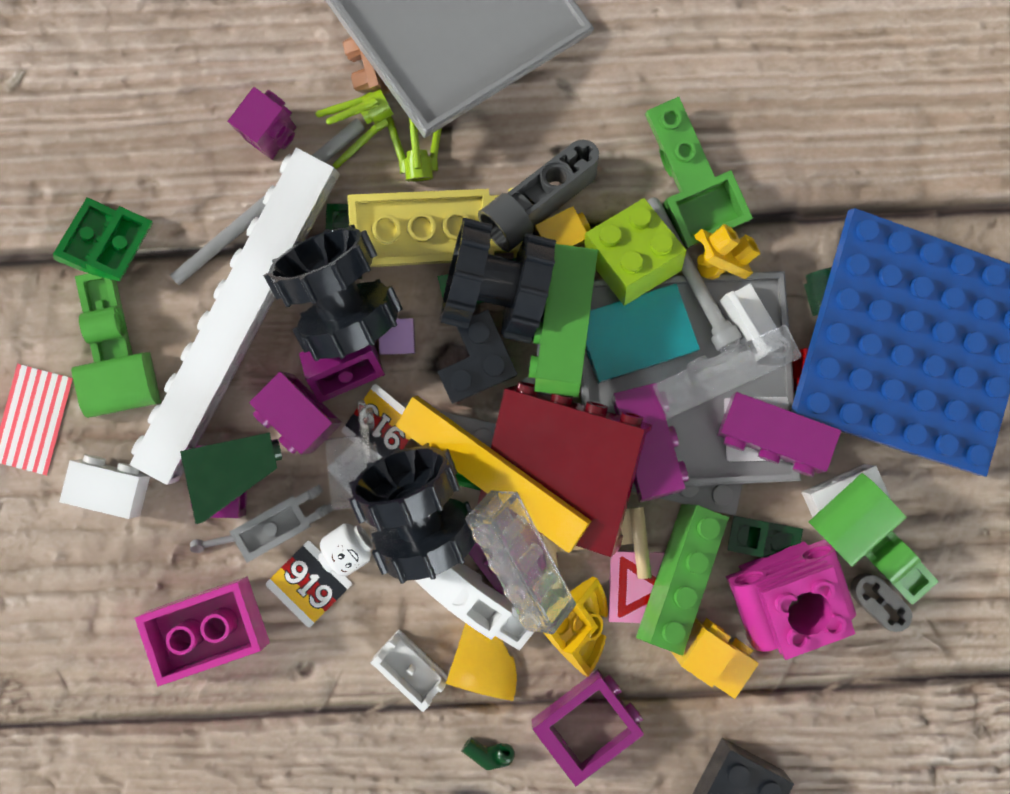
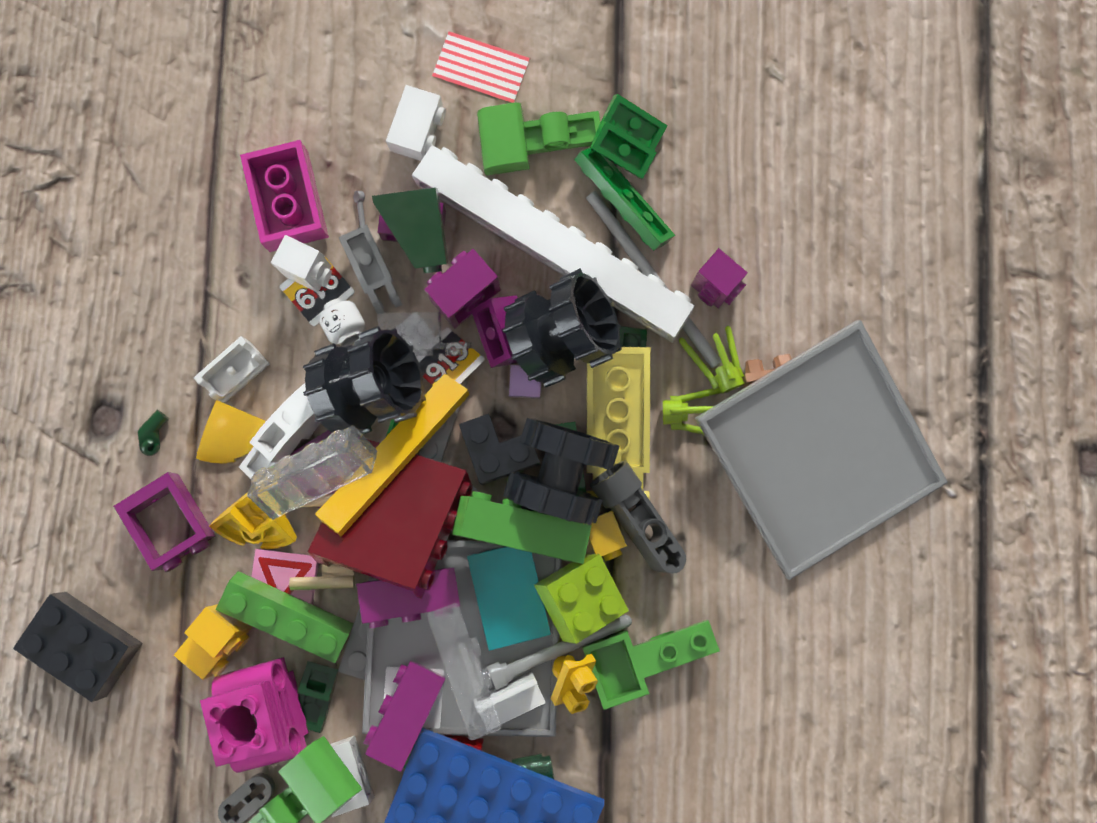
camera: 100 degrees right, 5 degrees down
(173, 241) = (625, 198): none -> green plate
(281, 600) = (302, 264): none -> white brick

